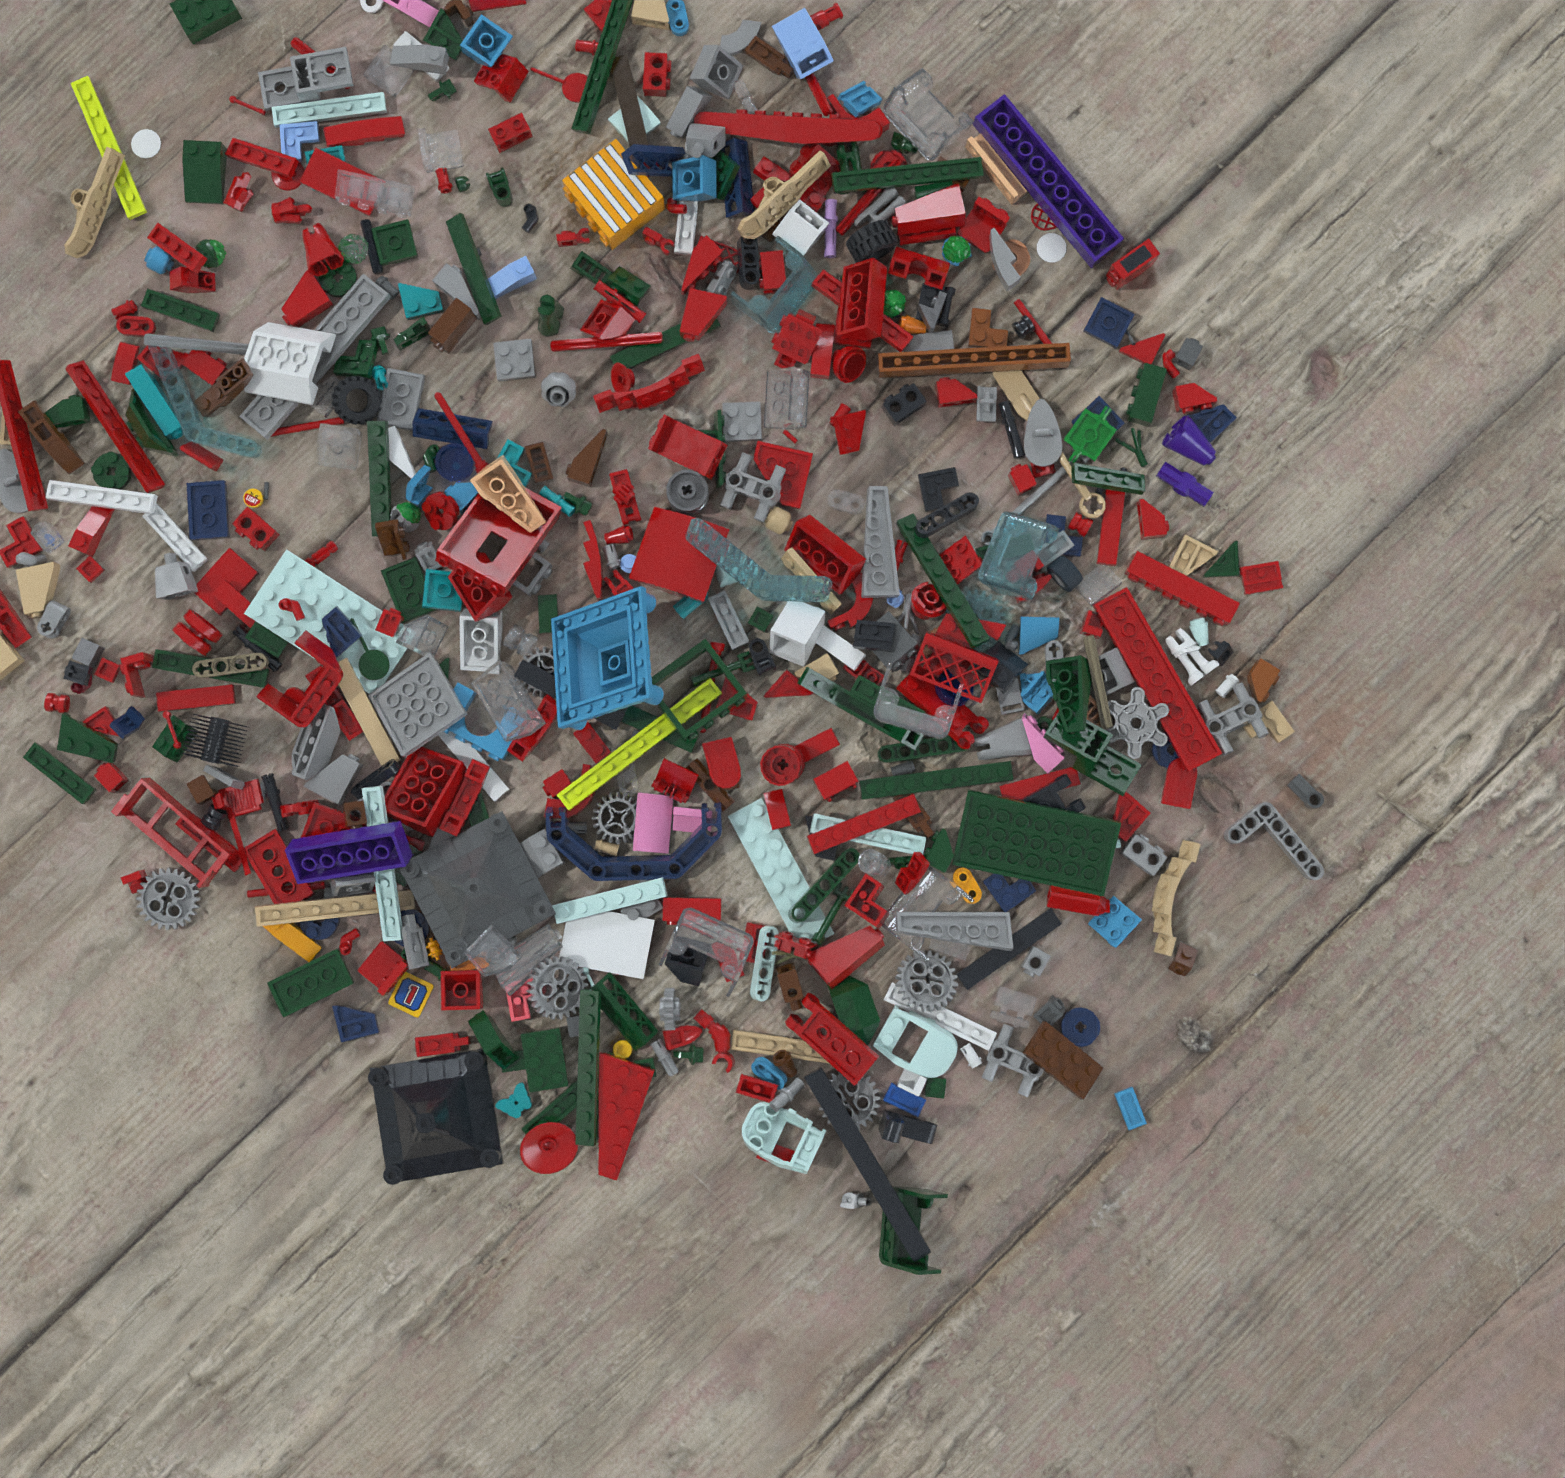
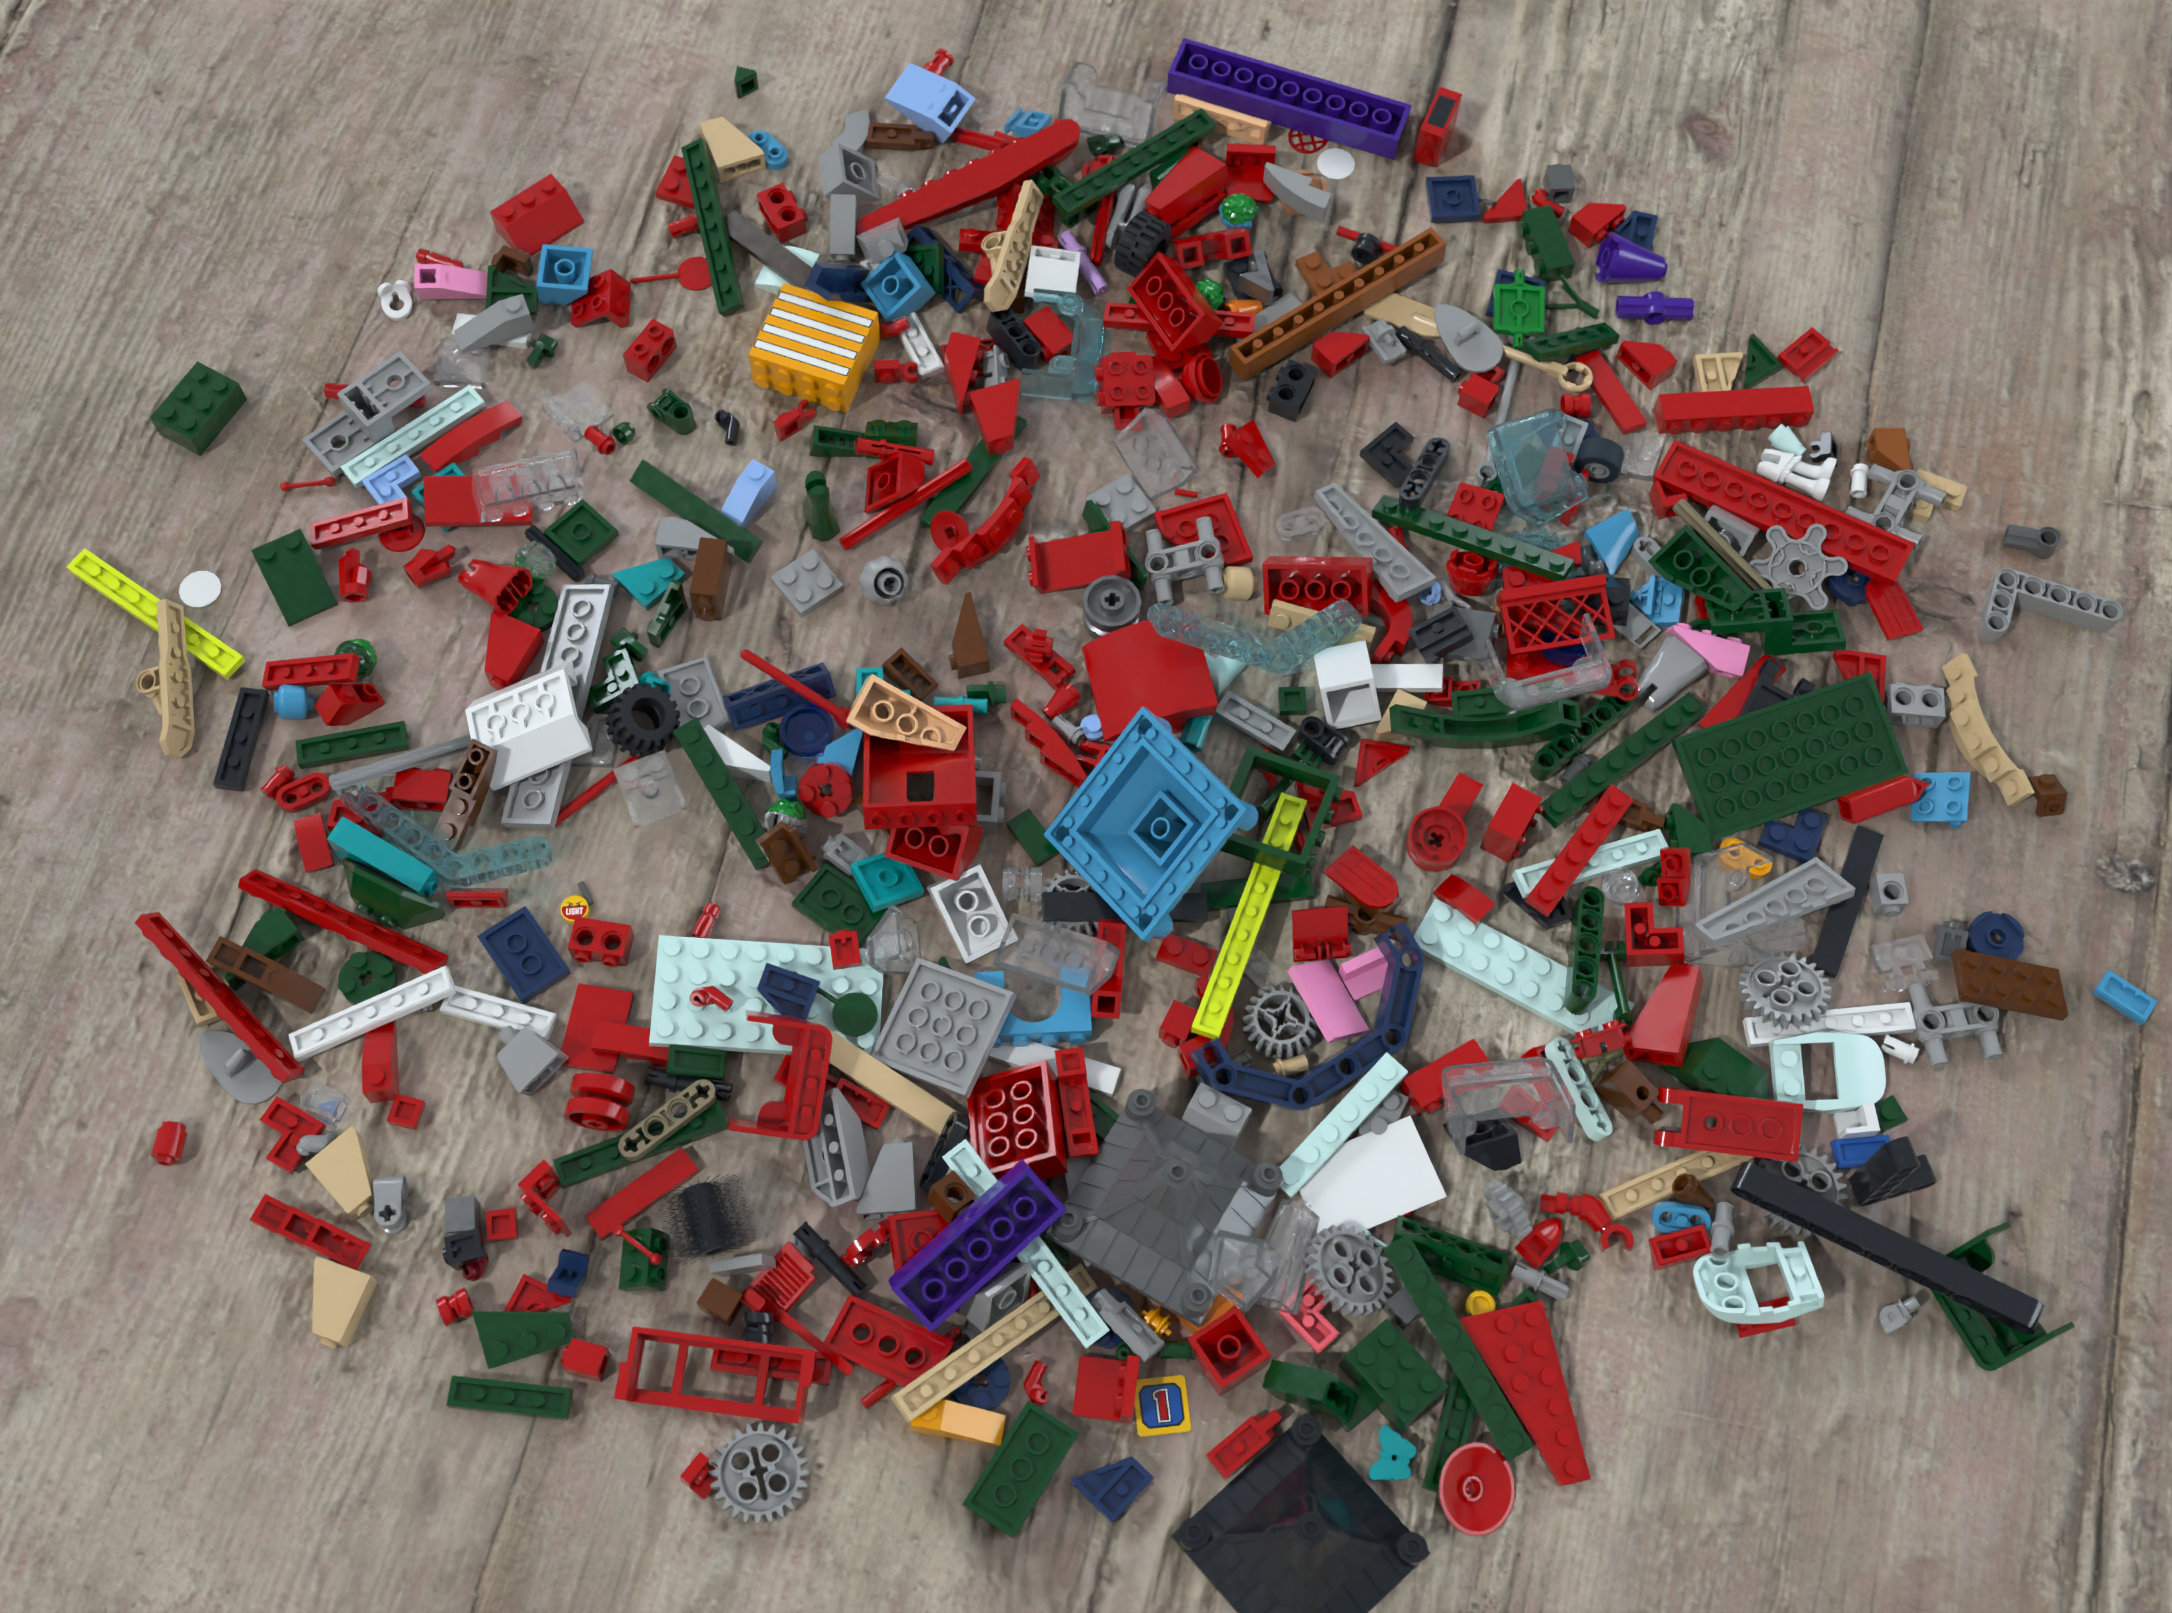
camera: 35 degrees left, 20 degrees down
(117, 267) = (241, 739): none -> black plate

